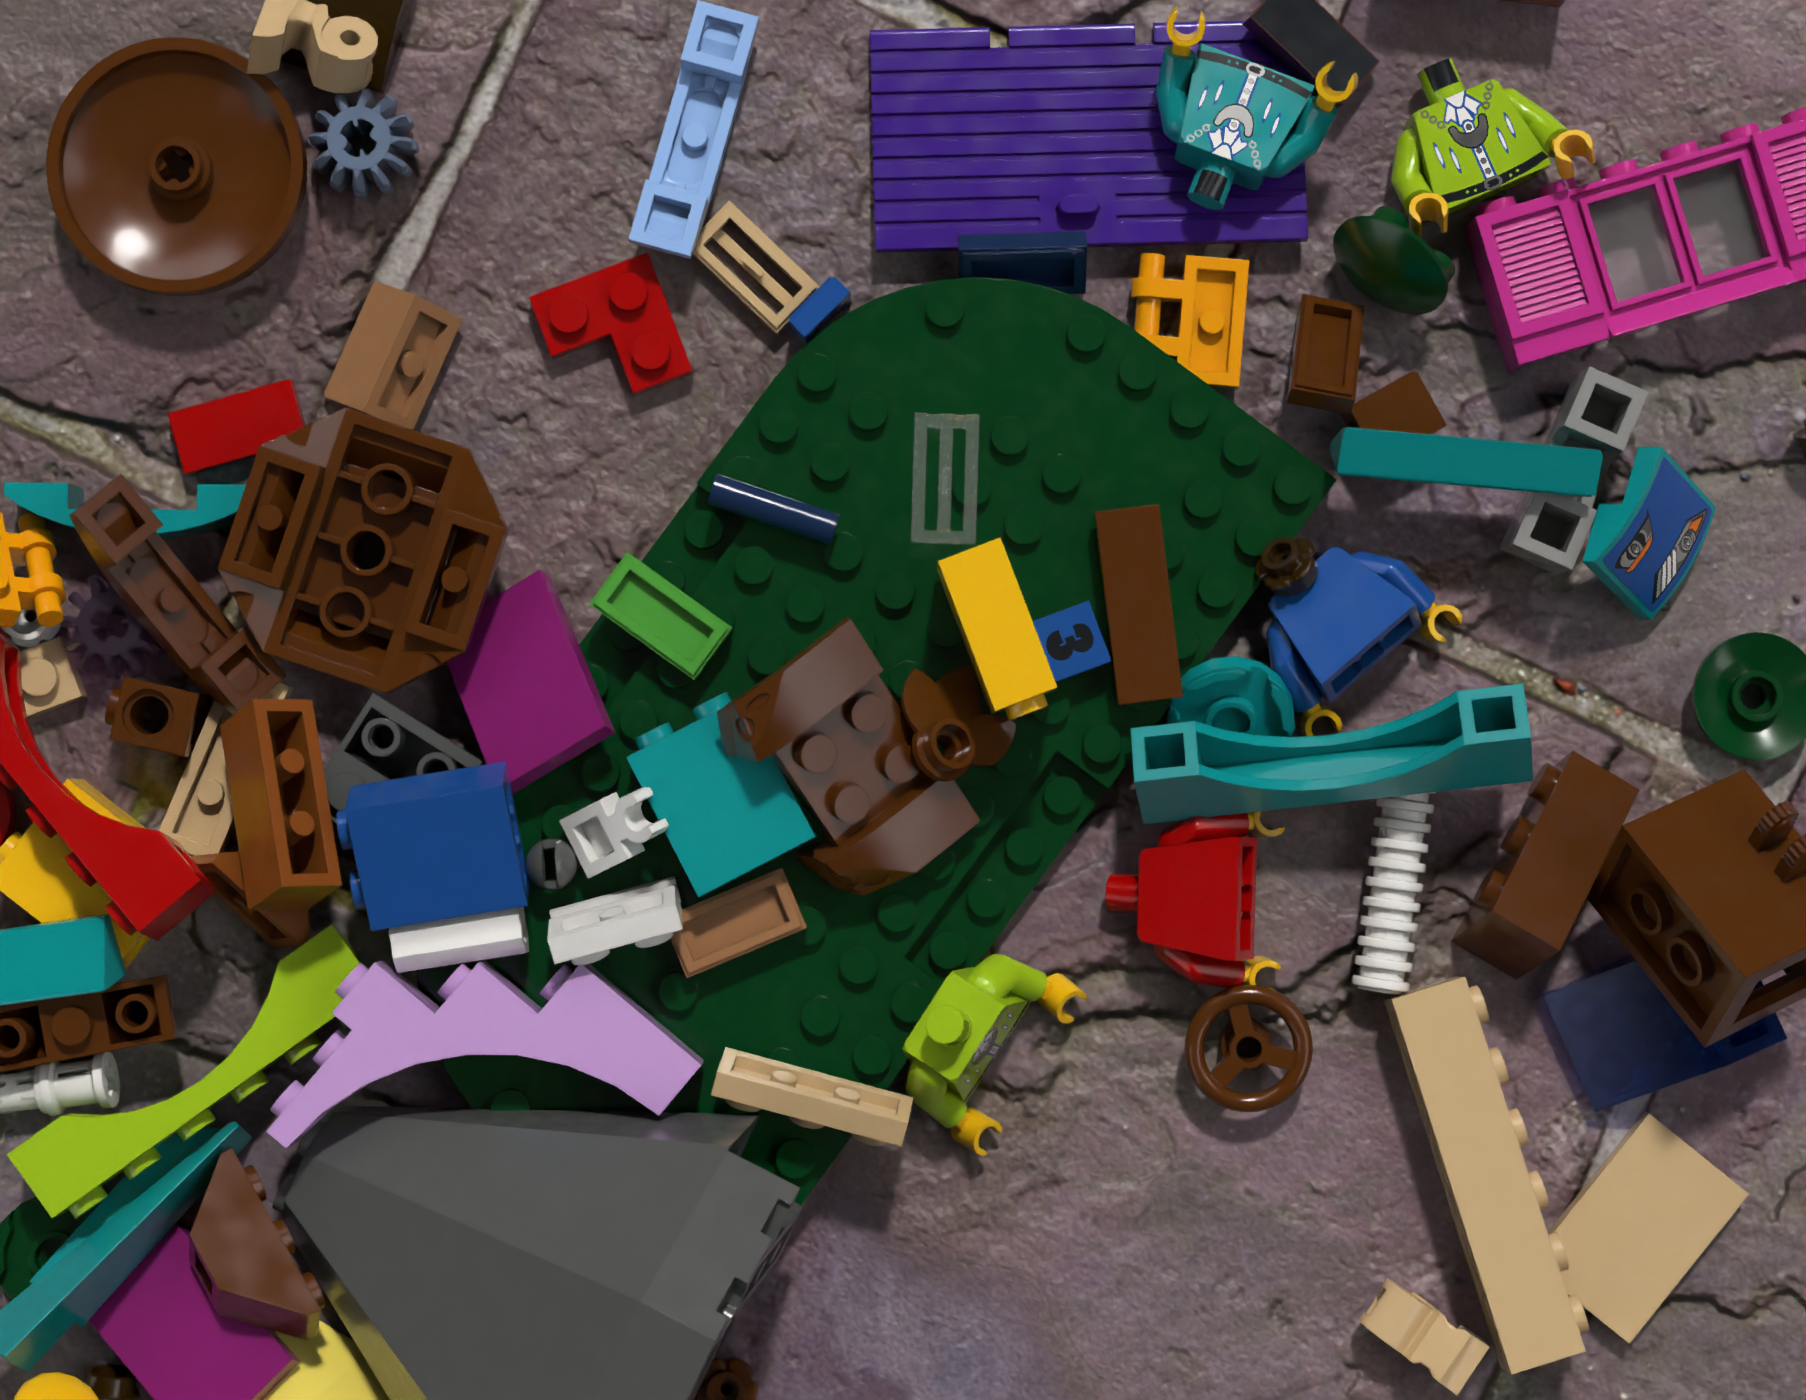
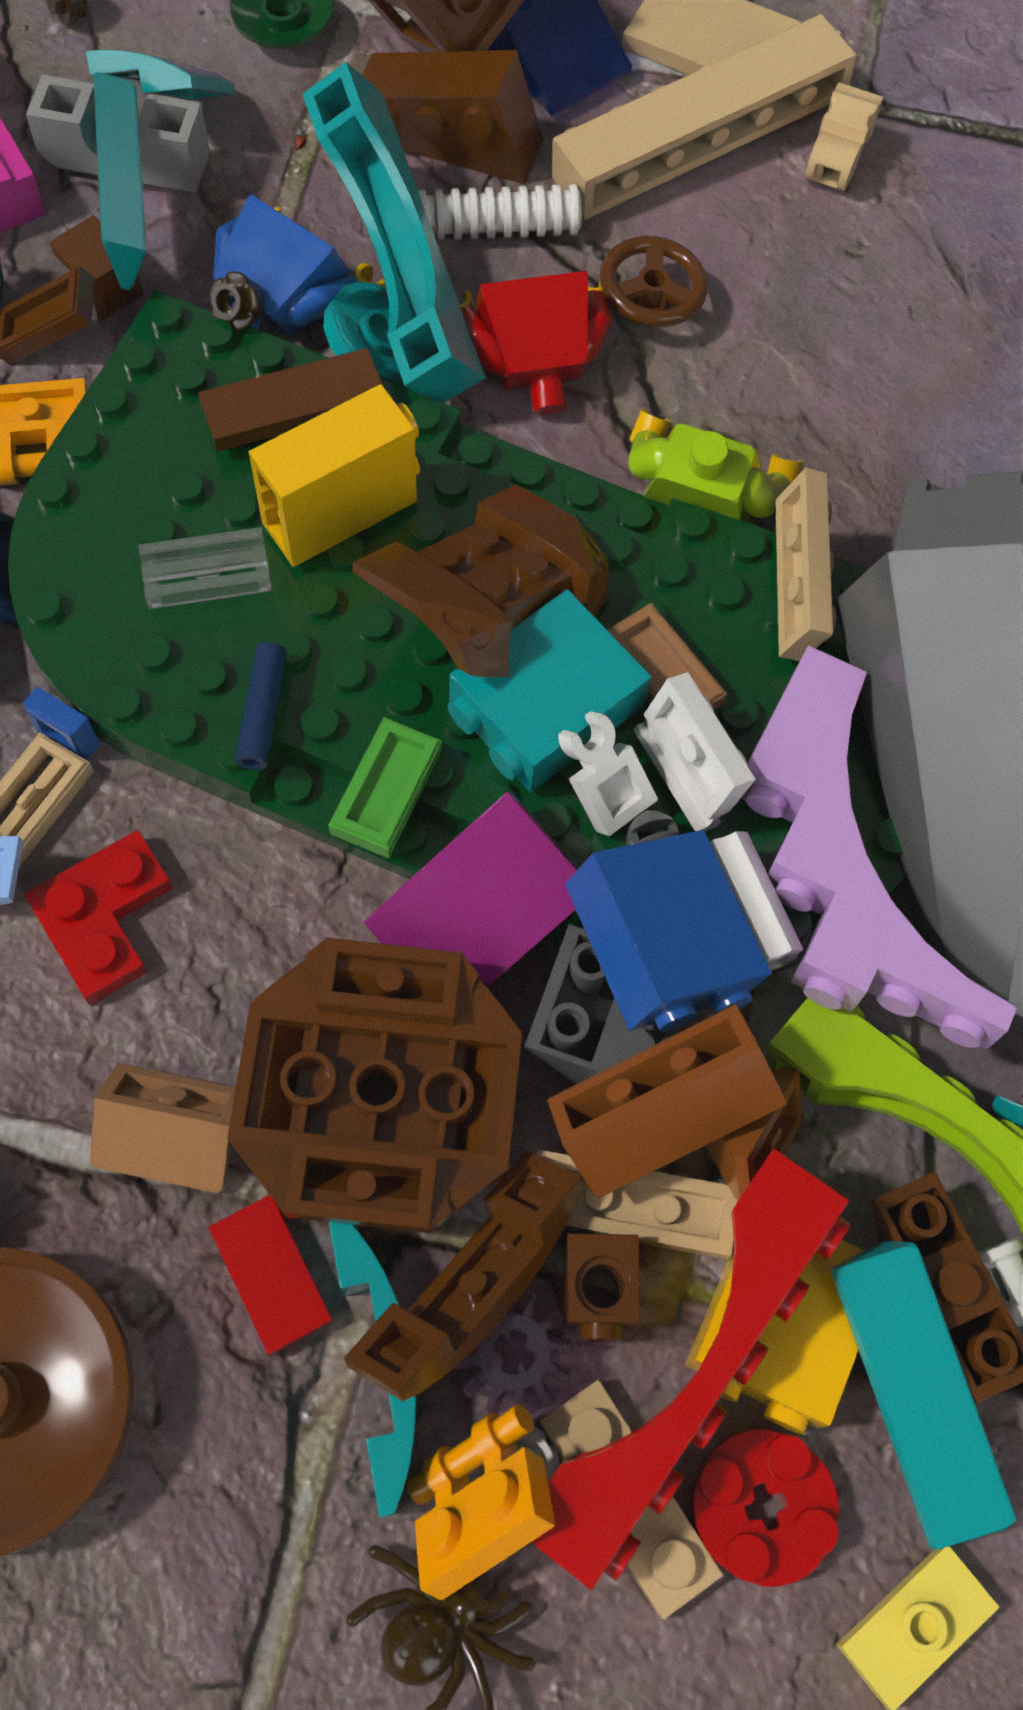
camera: 105 degrees left, 20 degrees down
(952, 716) = (444, 504): reddish brown plate -> none

